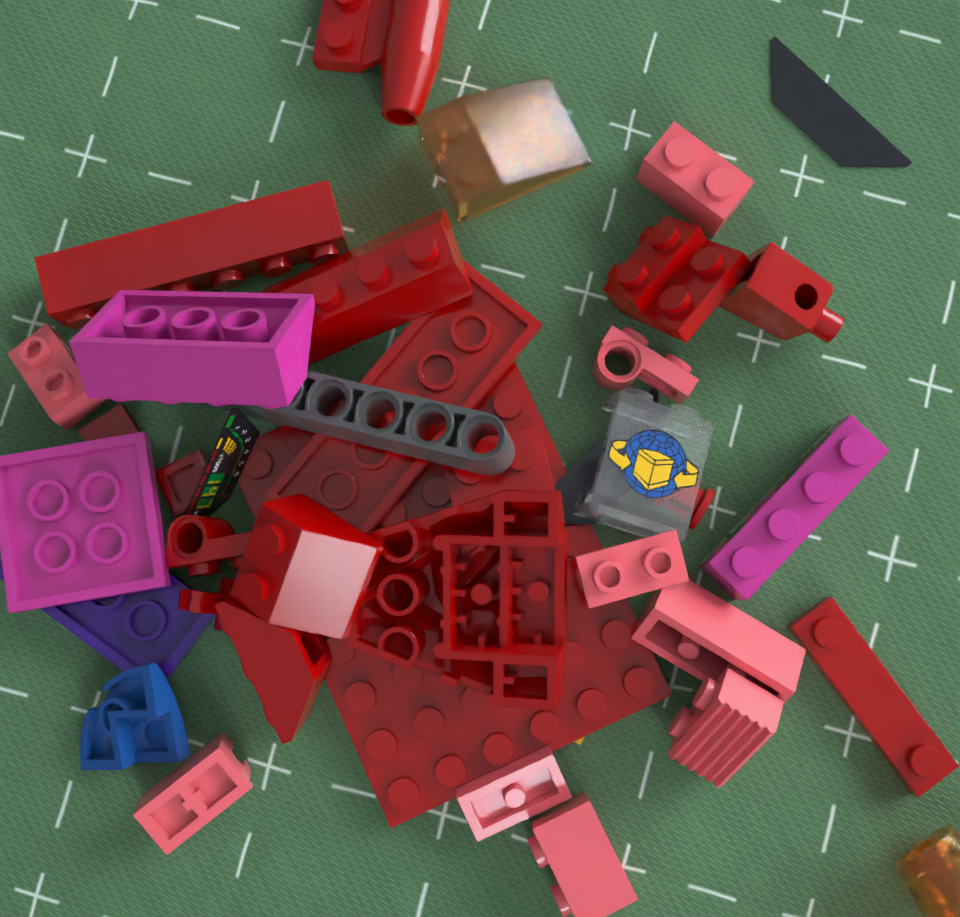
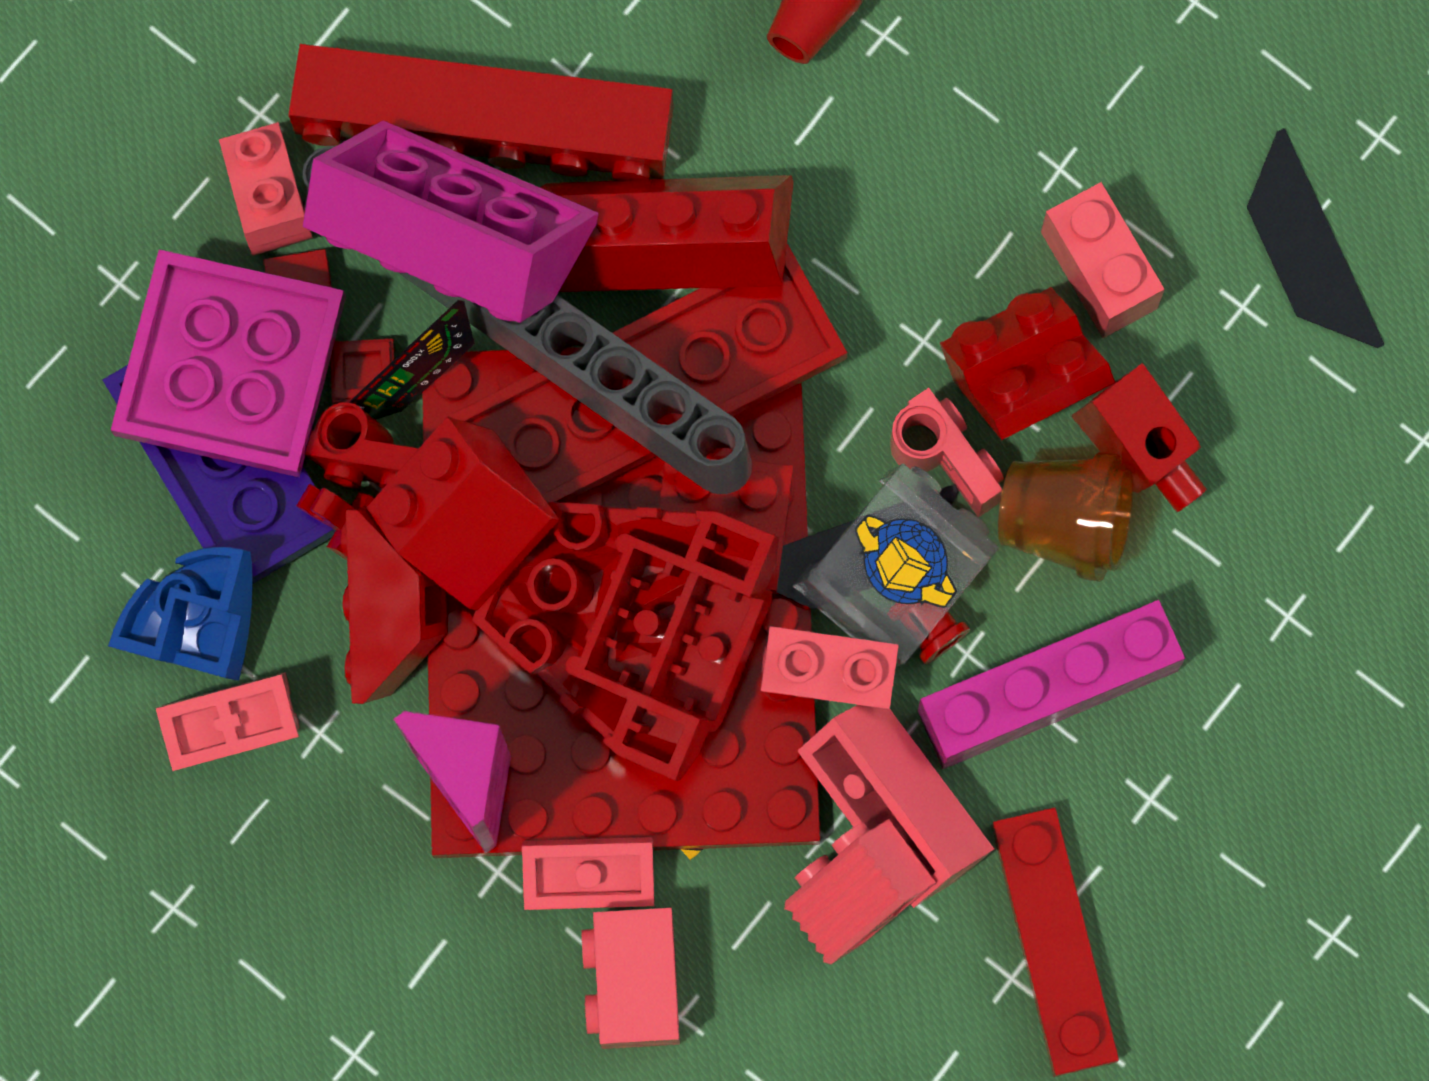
camera: 25 degrees right, 5 degrees down
(389, 781) = (466, 764): none -> dark pink slope
(500, 145) = (895, 128): clear orange slope -> none
(753, 375) = (1069, 512): none -> clear orange piece

